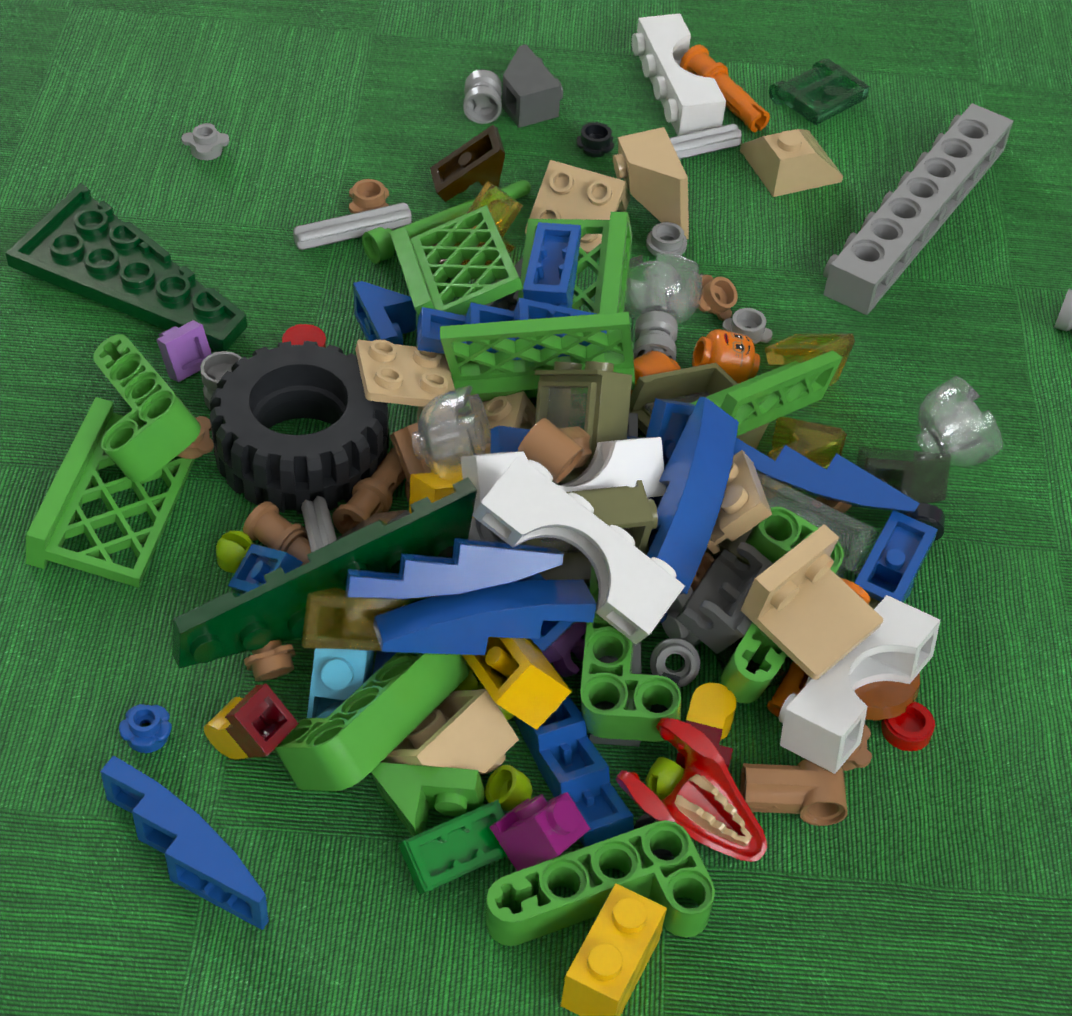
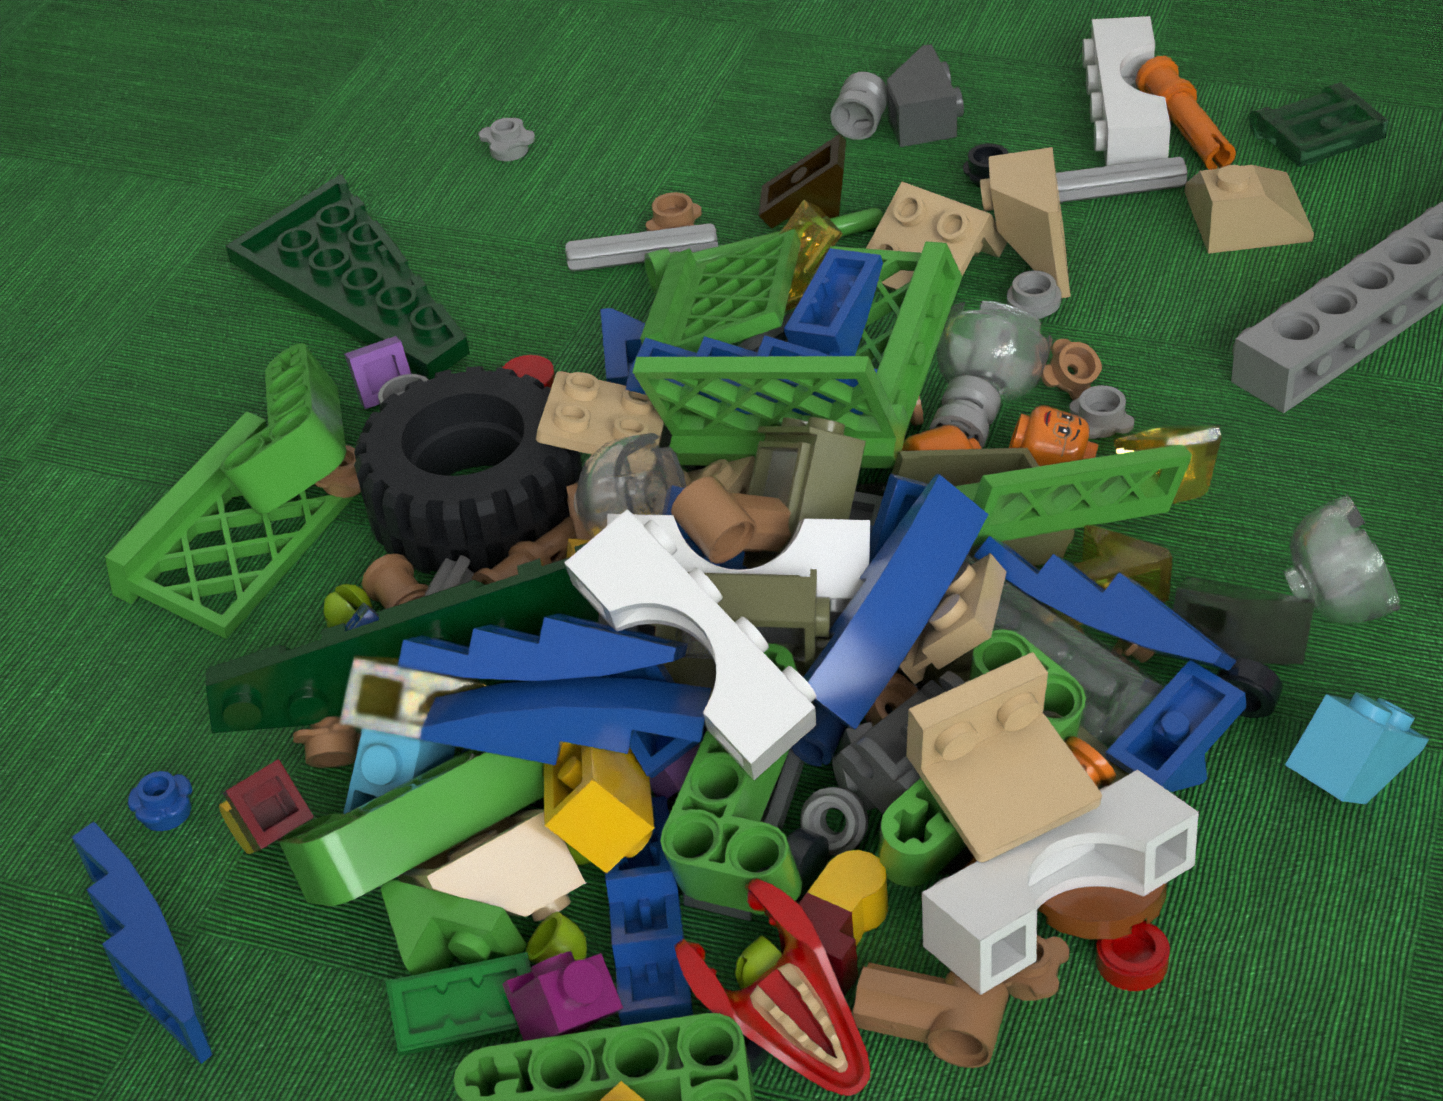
camera: 25 degrees right, 5 degrees down
(1007, 556) = (1356, 746): none -> medium azure slope

